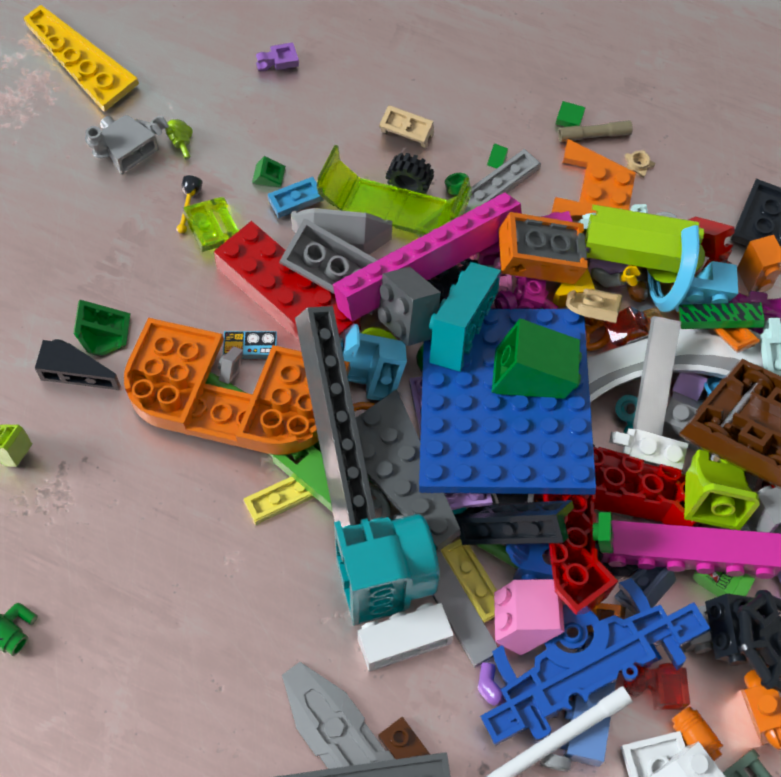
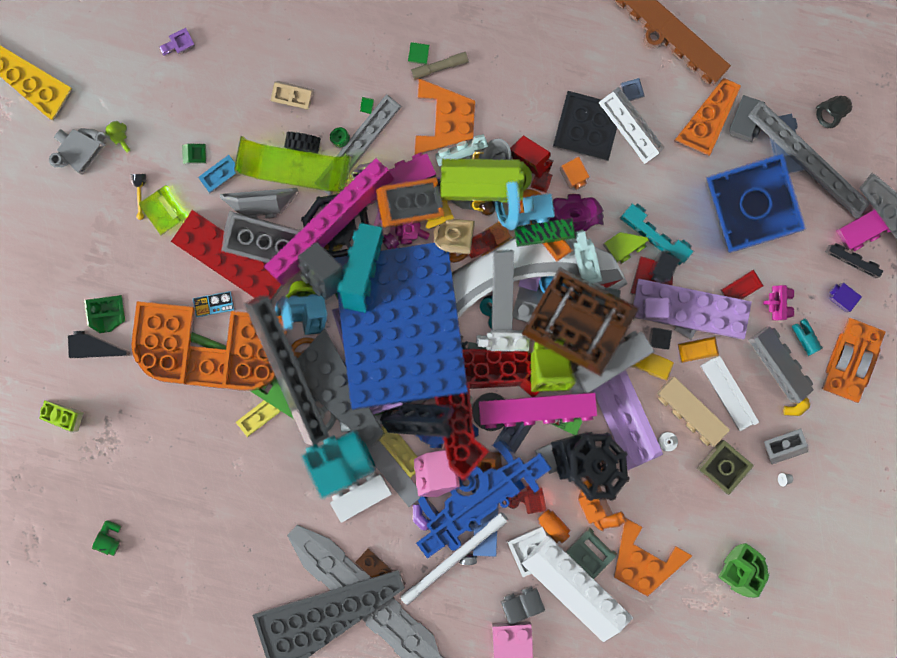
camera: 10 degrees left, 25 degrees up
(230, 364) = (203, 326): light grey plate -> none
(536, 362) = (417, 303): green slope -> none
(604, 532) = (477, 420): green plate -> none
(643, 158) = (482, 87): tan plate -> none

